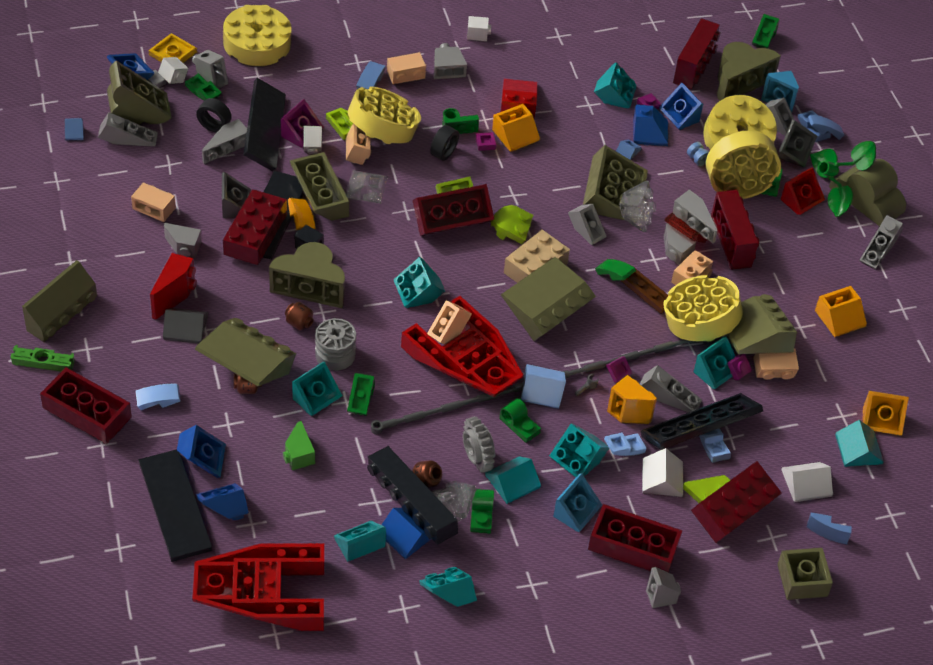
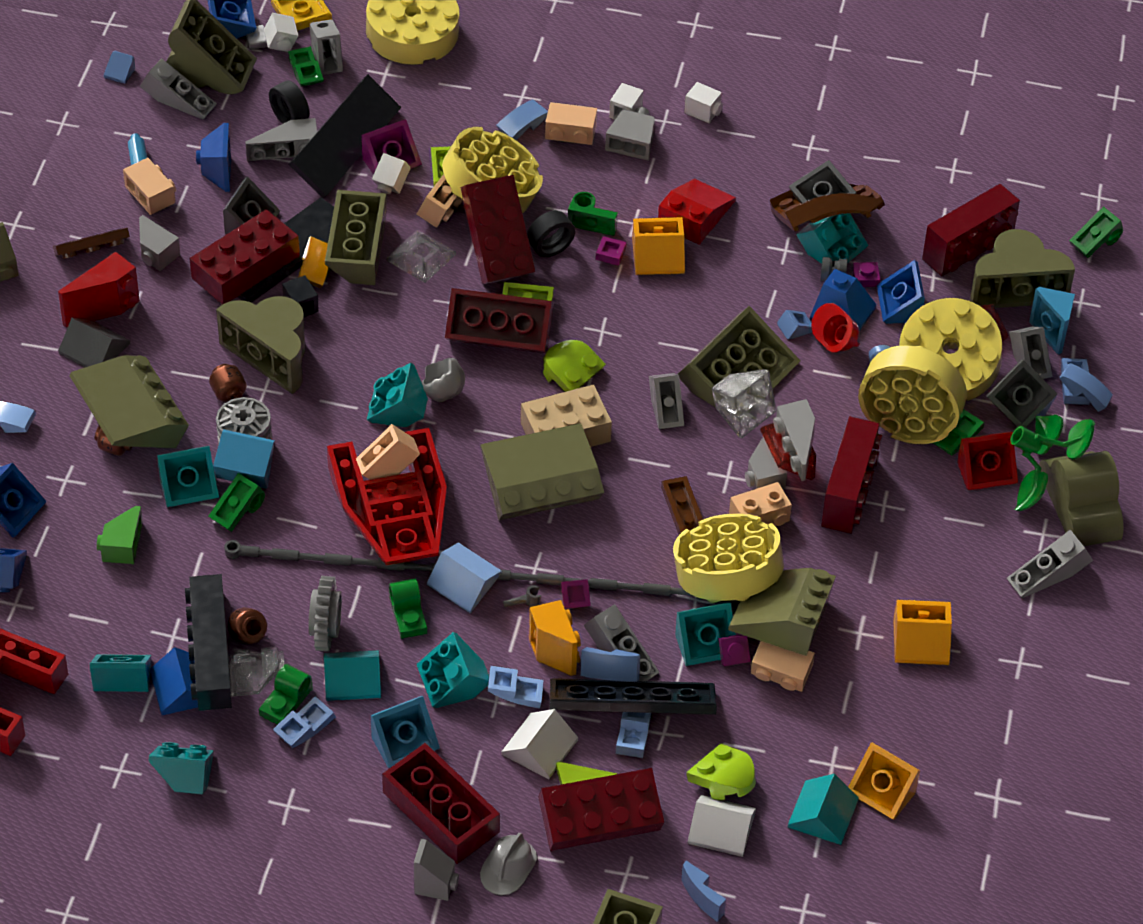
camera: 30 degrees right, 0 degrees up
(126, 182) = (136, 148): none -> dark azure cylinder
(137, 254) = (91, 243): none -> reddish brown plate
(188, 166) = (216, 157): none -> blue slope
(351, 359) = (244, 455): none -> dark azure slope
(416, 150) = (497, 229): none -> dark red brick
(430, 42) = (625, 98): none -> white brick
(442, 260) = (443, 380): none -> light grey hair
(506, 524) = (301, 726): none -> medium blue slope
(596, 59) = (820, 182): none -> dark grey slope
(611, 60) = (794, 213): none -> reddish brown wedge
(616, 269) = (659, 469): green slope -> none
(628, 107) = (829, 265): none -> dark grey wheel
(658, 142) = (834, 328): none -> red piece
(674, 407) = (611, 666): none -> medium blue slope
(698, 563) = (508, 865): none -> light grey piece
(789, 446) = (724, 772): none -> lime slope

